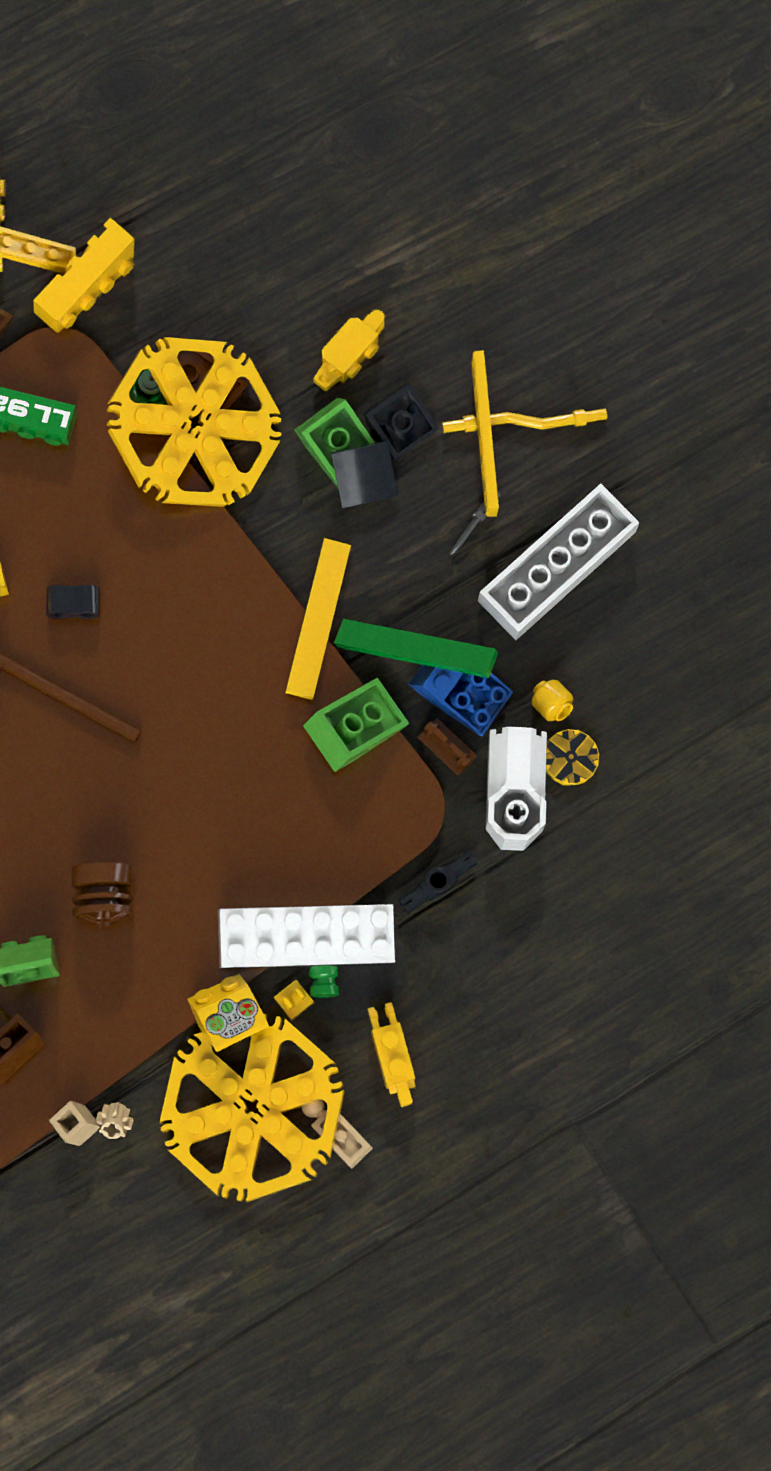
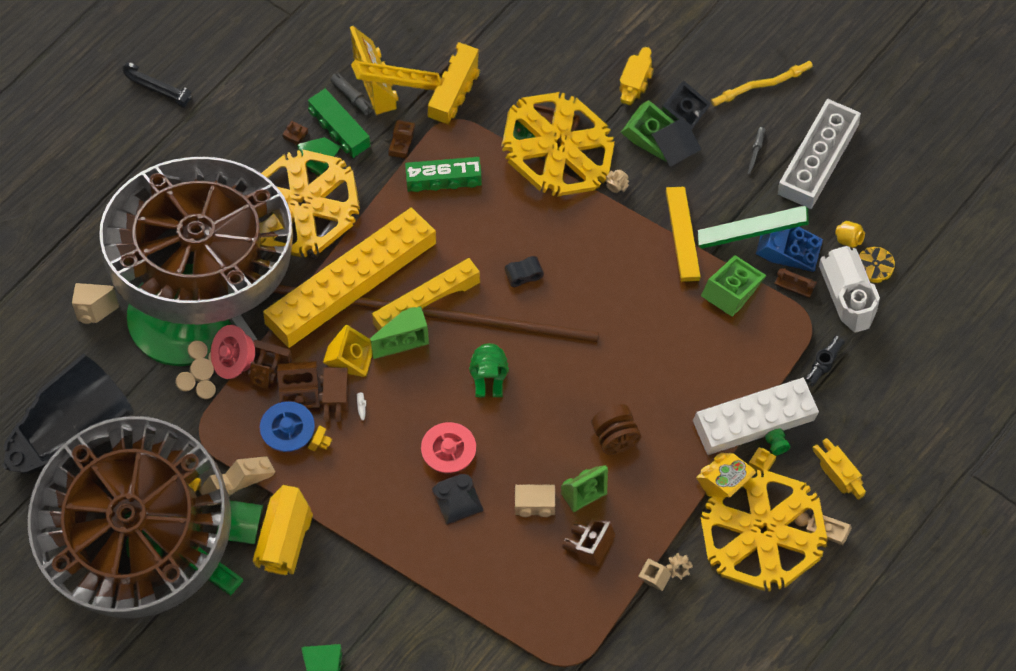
camera: 10 degrees left, 15 degrees down
(258, 505) = (617, 181): none -> tan gear
(484, 434) = (742, 95): yellow tile -> none

